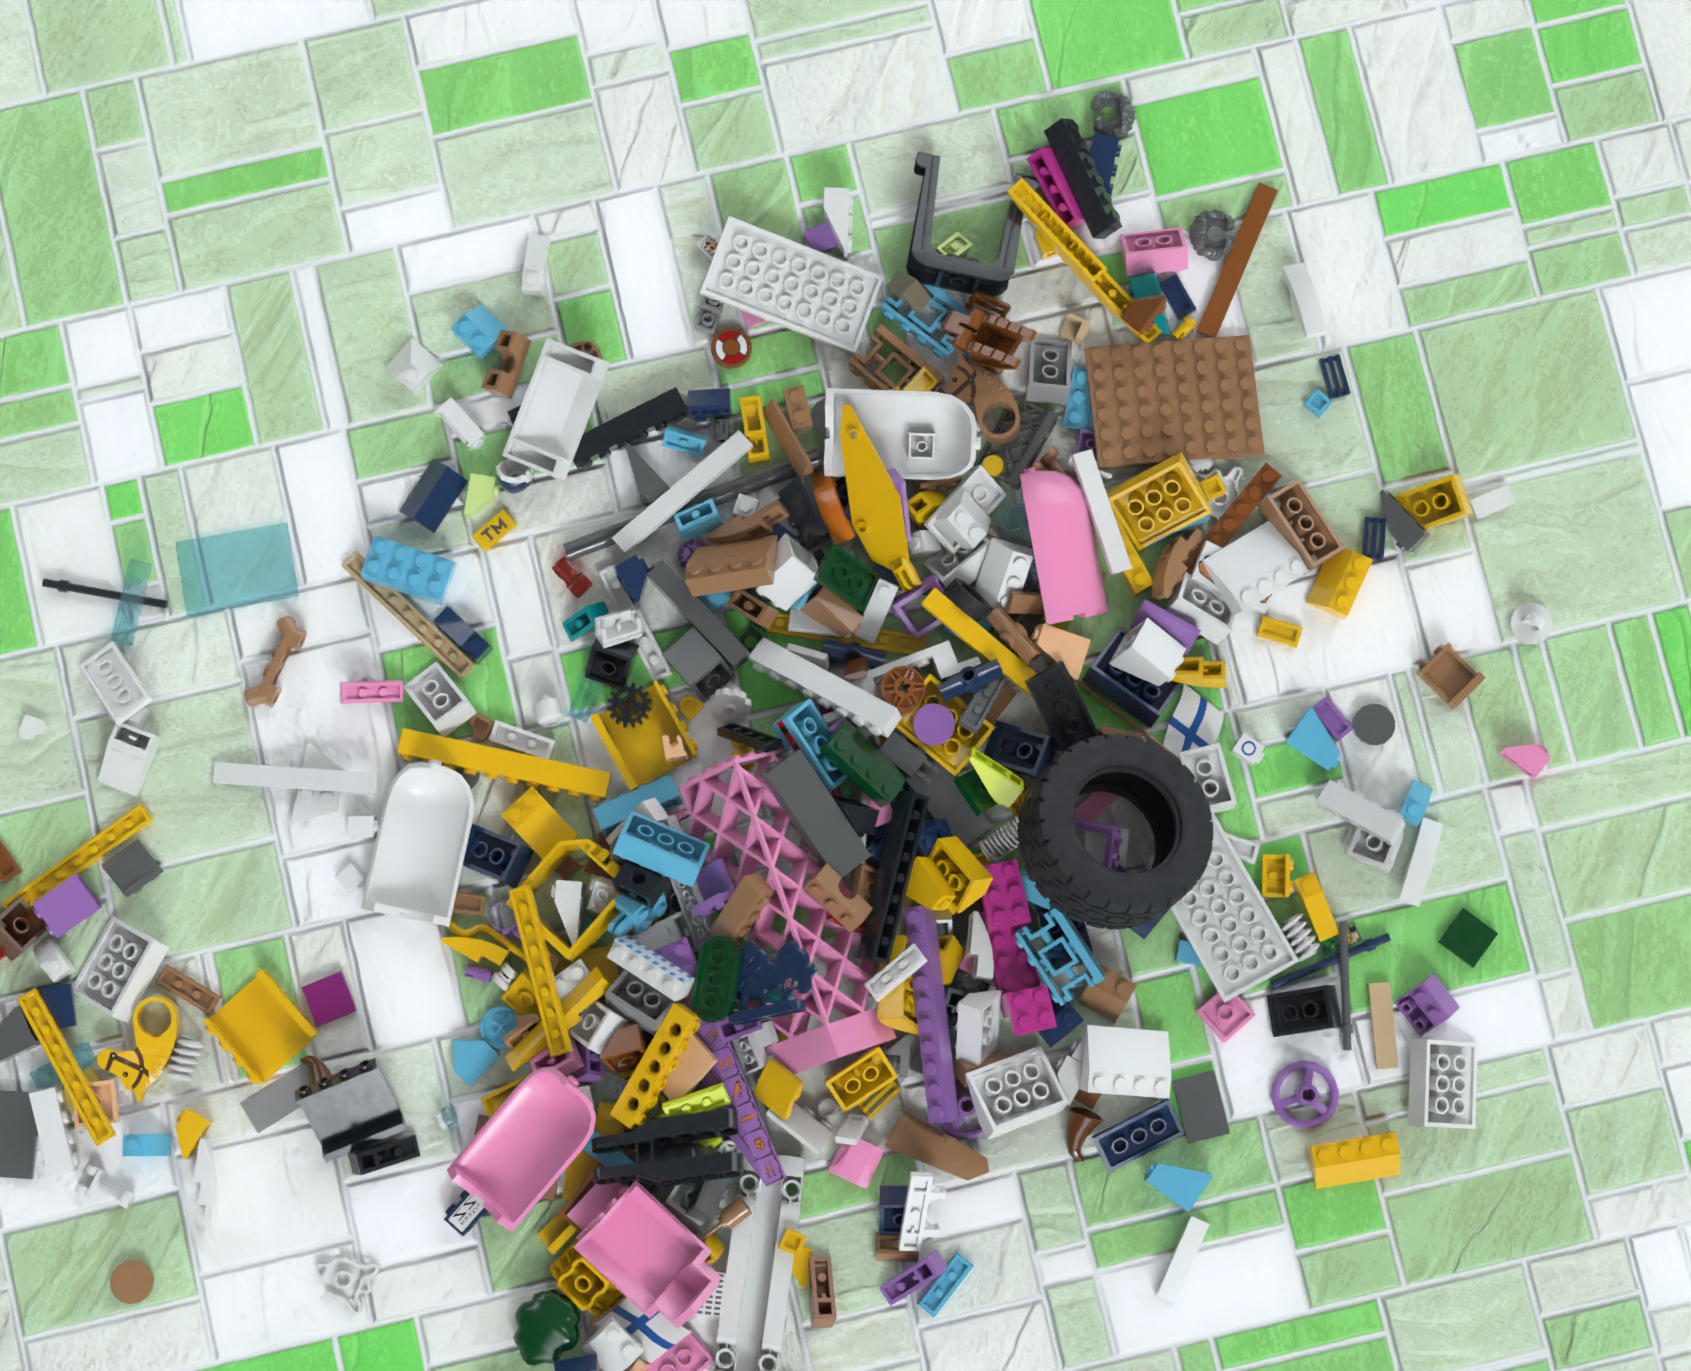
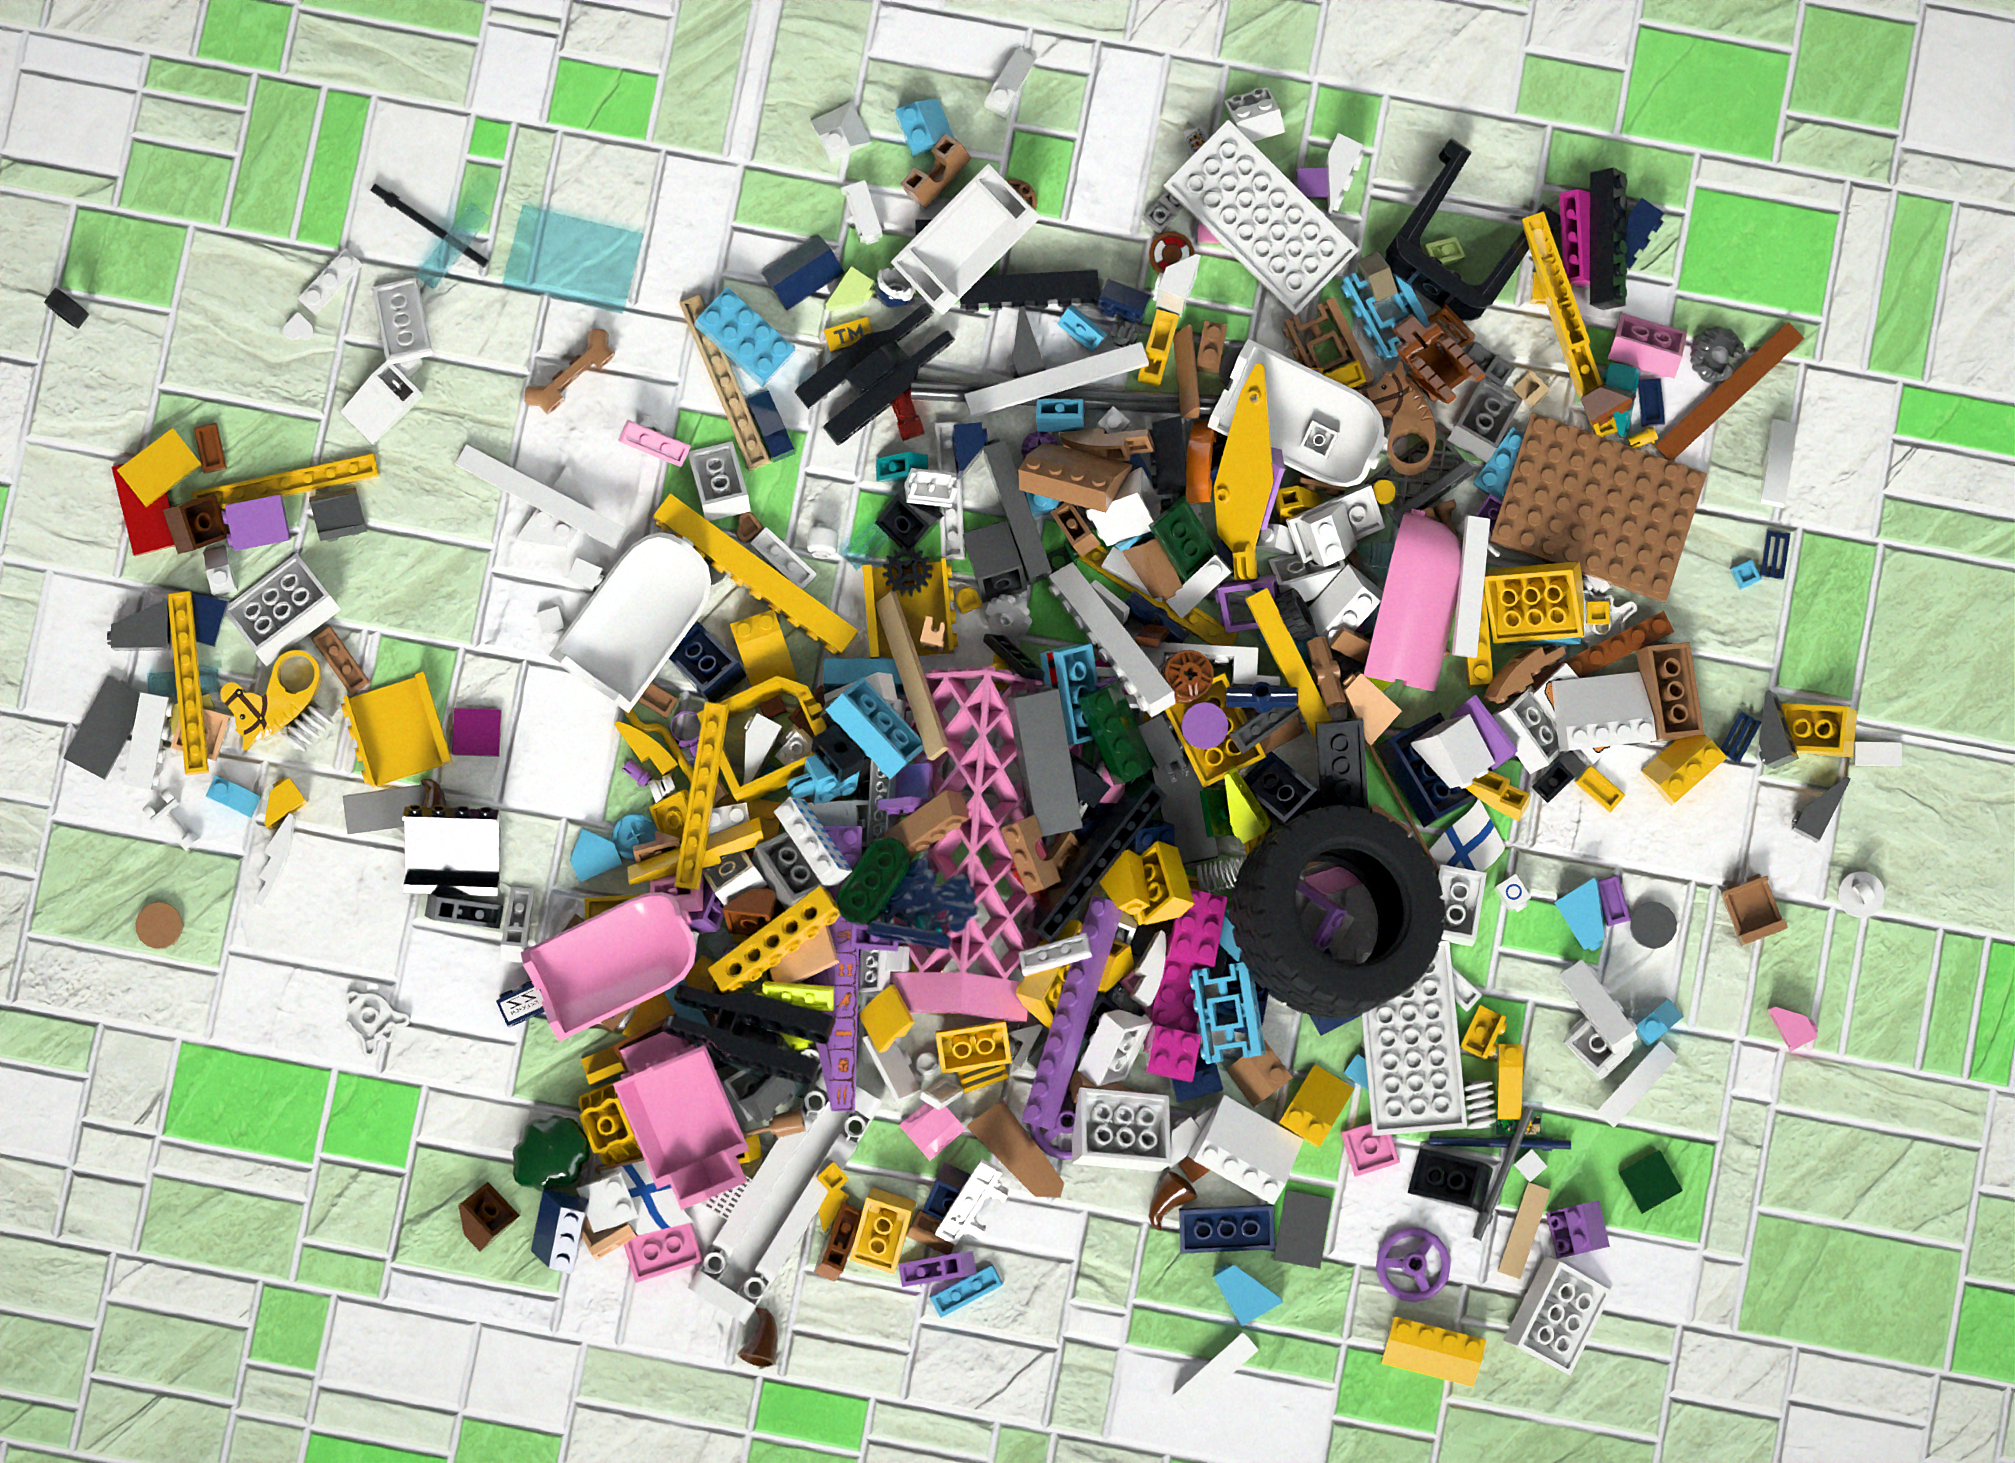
camera: 20 degrees right, 0 degrees up
(41, 676) = (330, 281): none -> white plate
(433, 1146) = (517, 924): none -> white slope
(446, 1119) = (541, 903): clear light blue piece -> none
(519, 549) = (867, 364): none -> black beam
(672, 791) = (912, 676): none -> tan tile
(746, 370) = (1175, 285): none -> white slope
(749, 202) = (1255, 114): none -> white slope
(853, 1265) = (883, 1230): none -> yellow slope
(1040, 323) = (1492, 365): none -> dark grey slope
(1125, 113) = (1683, 189): dark grey piece -> none
(1166, 999) = (1316, 1106): none -> yellow slope
(1241, 636) = (1559, 776): none -> black slope
(1363, 968) = (1530, 1165): none -> white tile
(1466, 574) = (1816, 816): none -> dark grey slope

